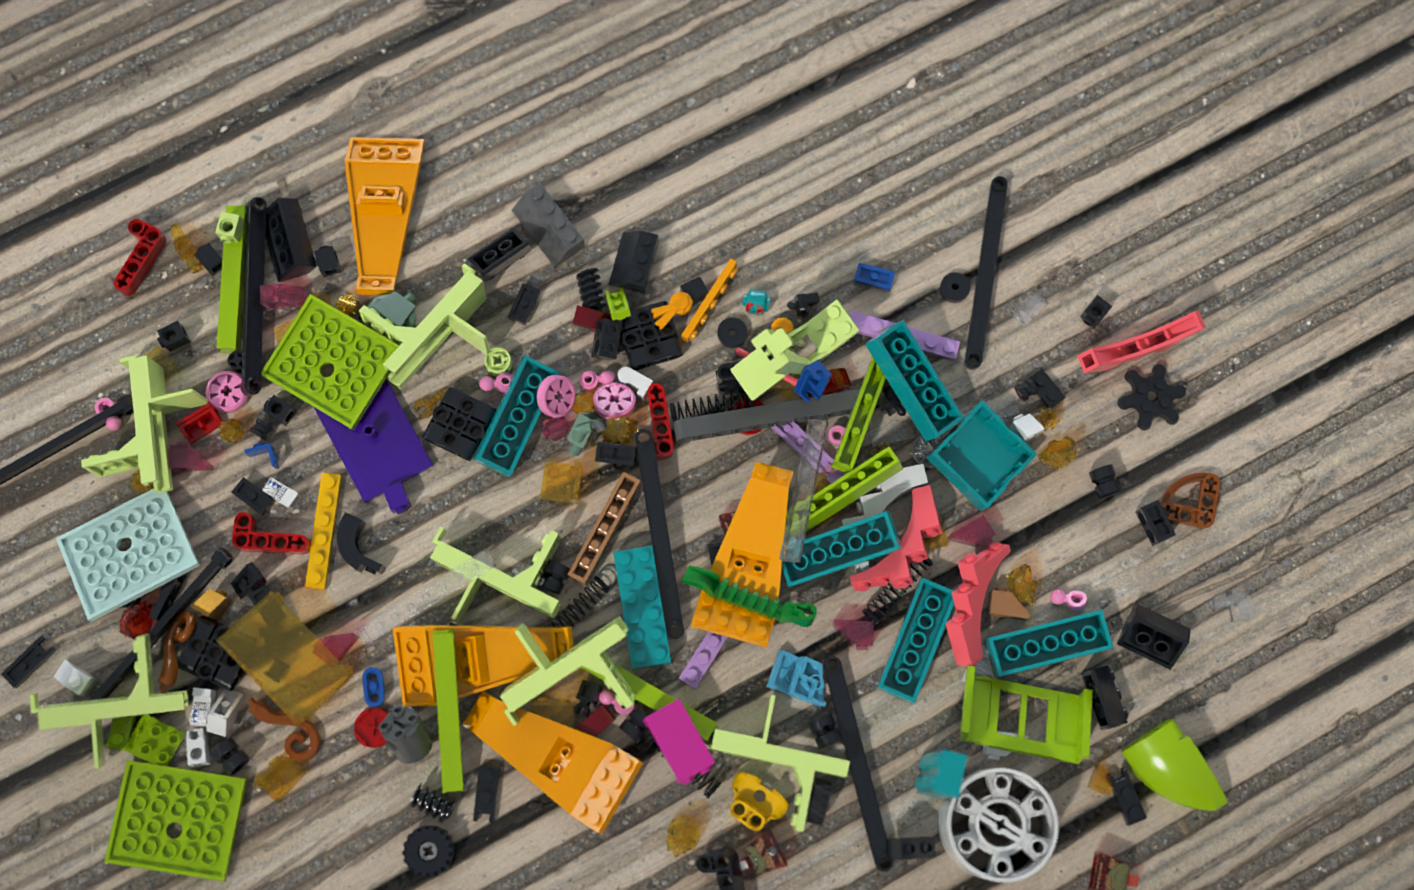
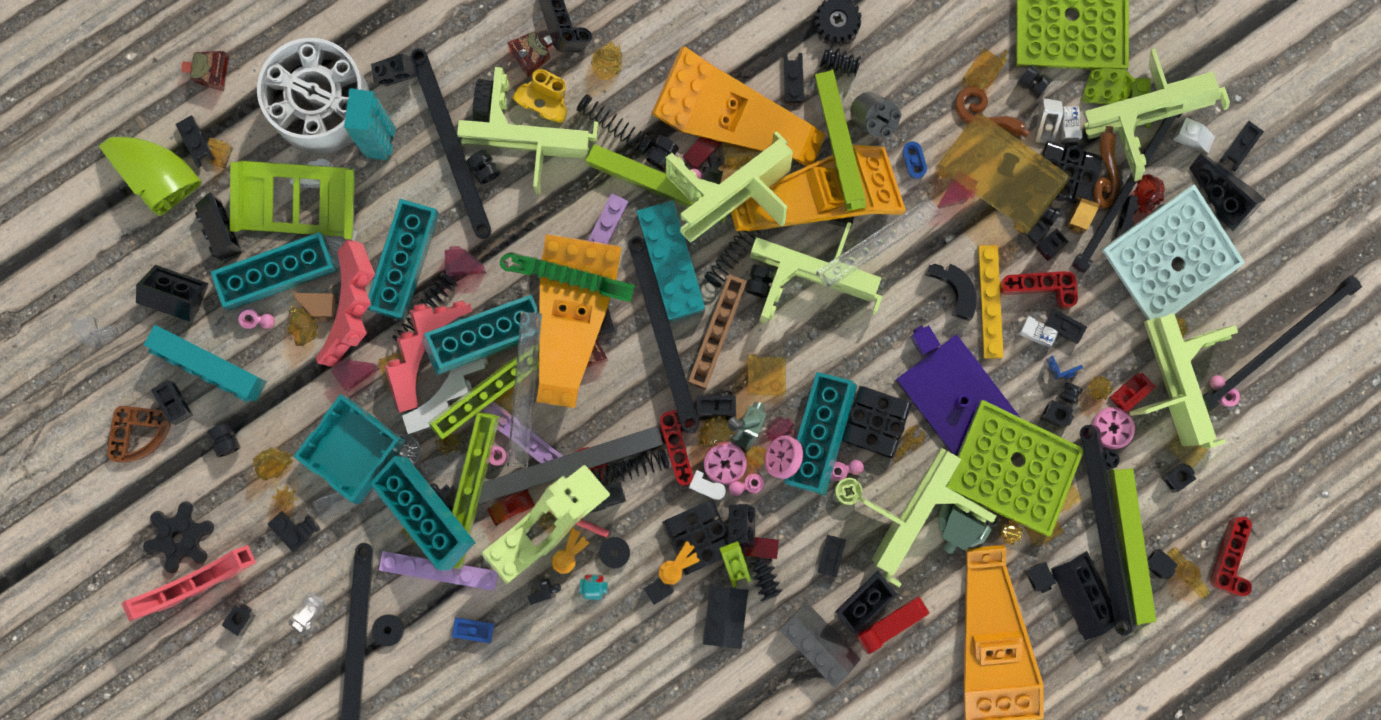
camera: 170 degrees right, 5 degrees up
(54, 612) = (1229, 195): none -> black wedge
(186, 458) = (1136, 355): clear pink slope -> none
(198, 748) = (1066, 87): white leg -> none
(225, 221) = (1154, 599): yellowish green brick -> none
(241, 609) = (1050, 215): none -> black wheel
(281, 296) = (1078, 532): clear pink slope -> none
(367, 727) = (911, 125): red tile -> none
(477, 233) = (891, 625): none -> red beam
(679, 742) = (619, 135): dark pink panel -> none
(710, 301) = (640, 581): light orange plate -> none
(798, 678) = (514, 214): medium azure slope -> none
(812, 381) = (524, 501): blue hinge -> none
(1026, 427) = (305, 484): white slope -> none
(1121, 556) = (199, 361): none -> teal brick

